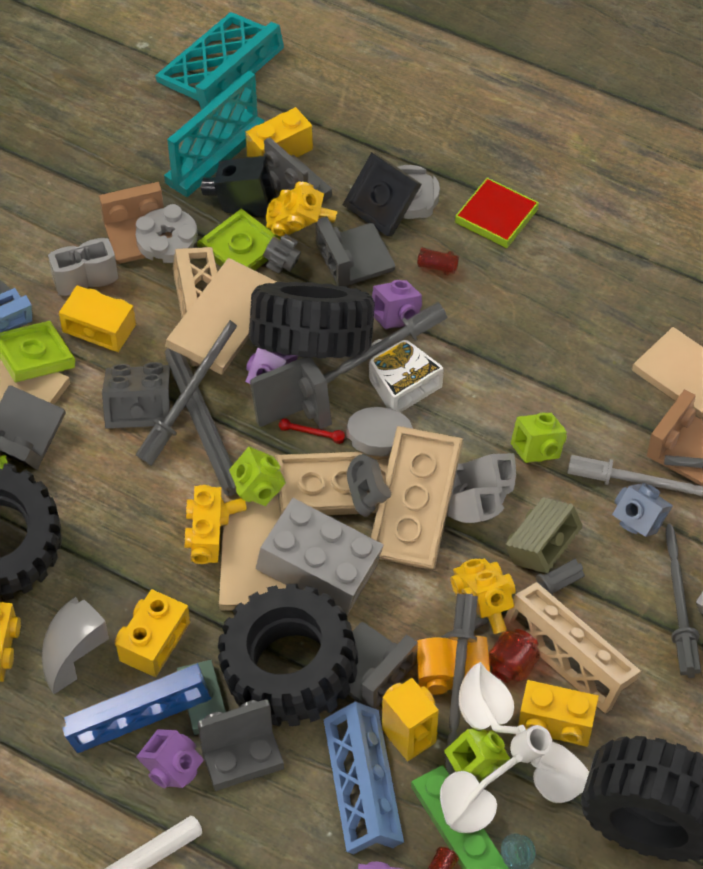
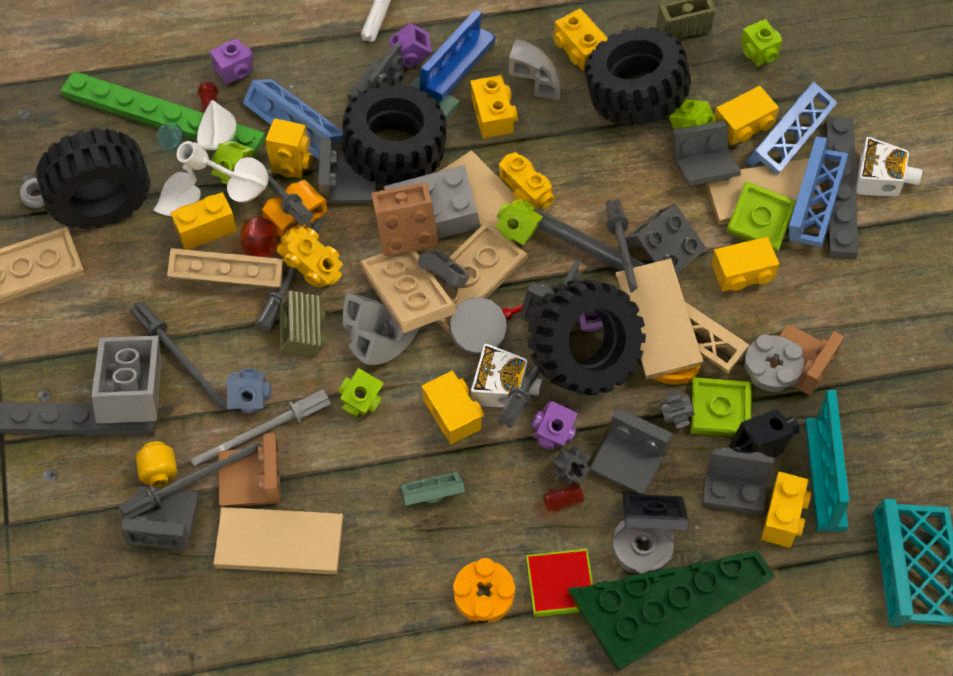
camera: 140 degrees right, 5 degrees up
(86, 266) = (797, 291): light grey brick -> none
(296, 209) = (694, 436): yellow brick -> none
(362, 540) = (405, 219): none -> medium nougat bracket
(411, 269) = (579, 467): none -> dark grey gear
(448, 149) = (657, 606): none -> dark green wing
(468, 374) = (452, 407): none -> yellow brick
(541, 331) = (432, 489): none -> sand green plate
(566, 230) = (484, 608): none -> light orange plate

